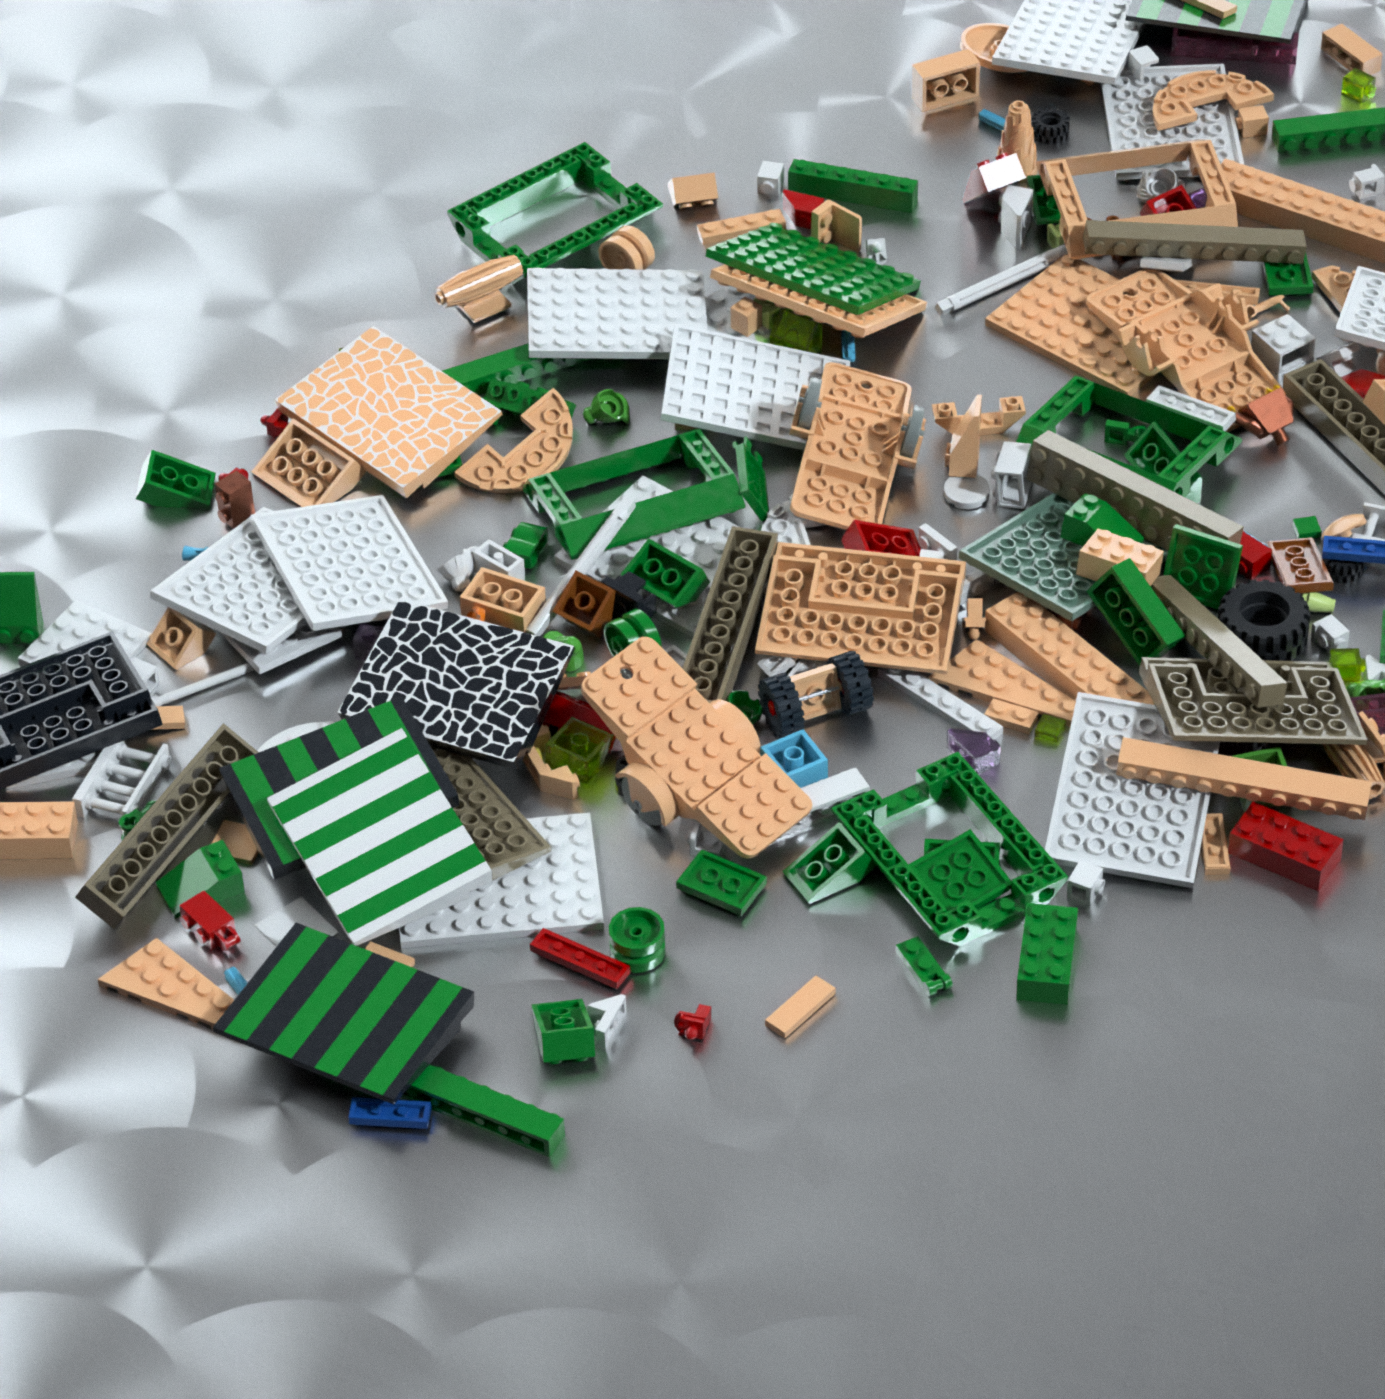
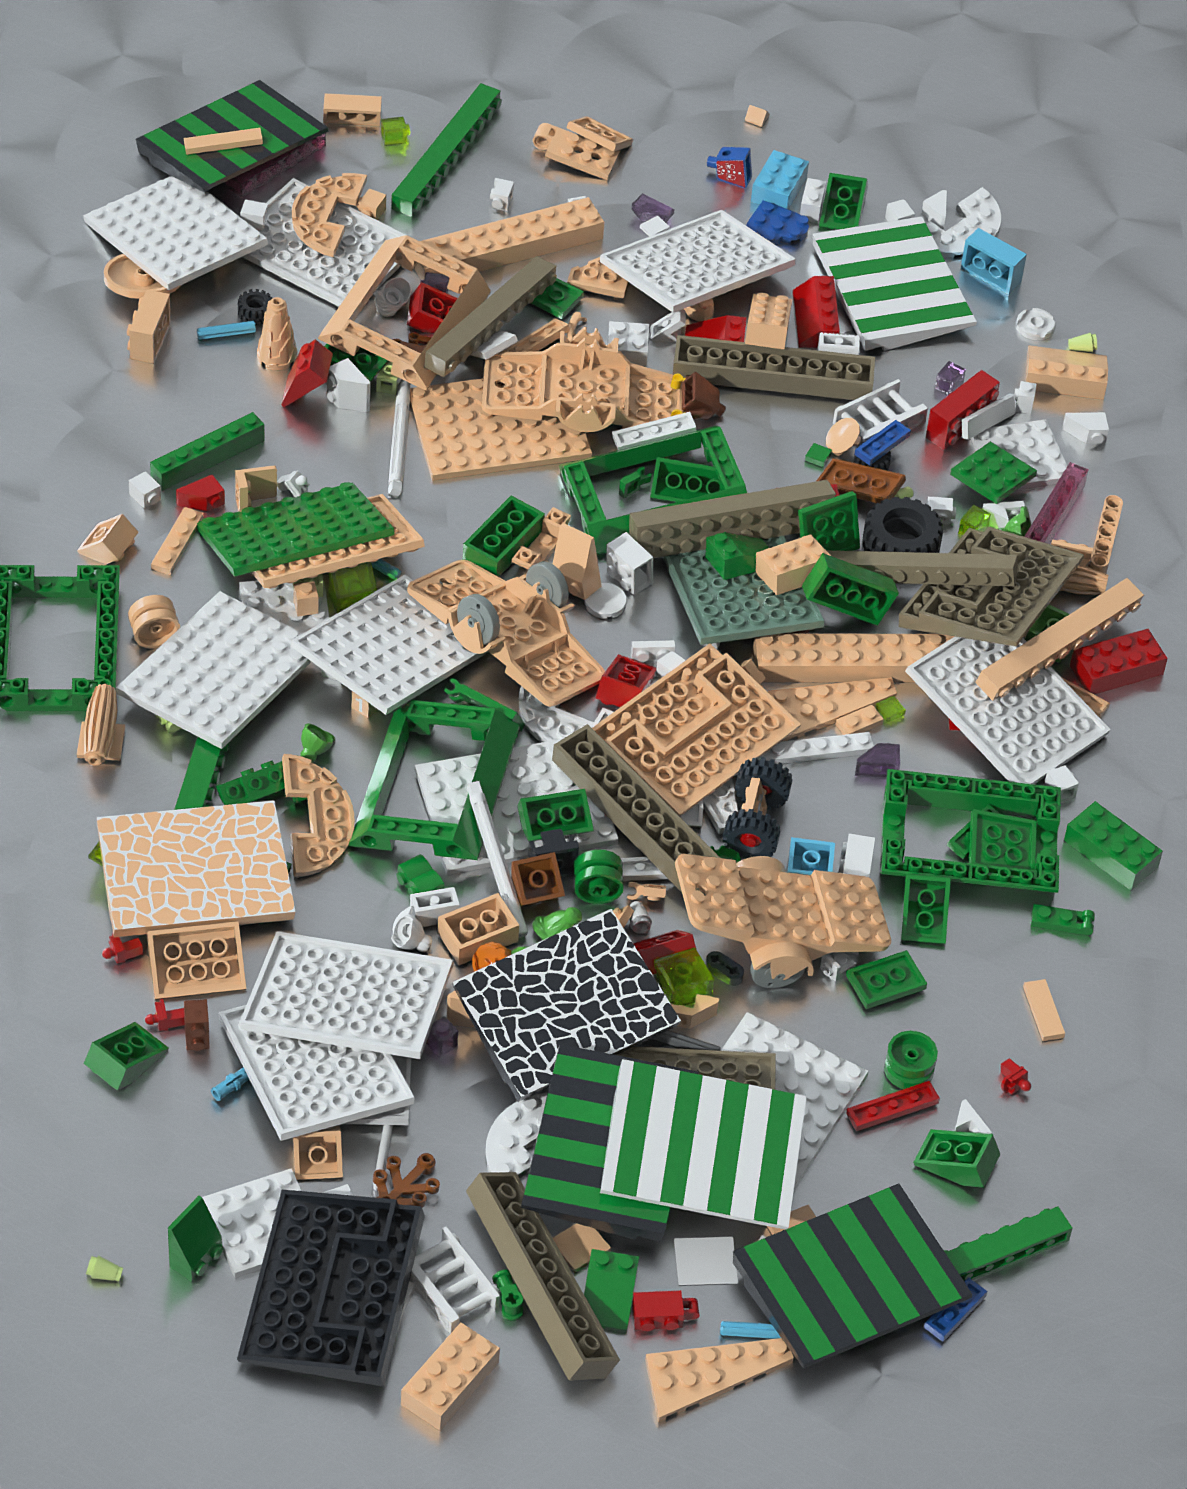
camera: 60 degrees left, 5 degrees up
(193, 702) = (425, 1165): none -> dark orange plant
(517, 791) = (685, 1042): none -> dark grey axle
(958, 385) = (503, 535): none -> green brick

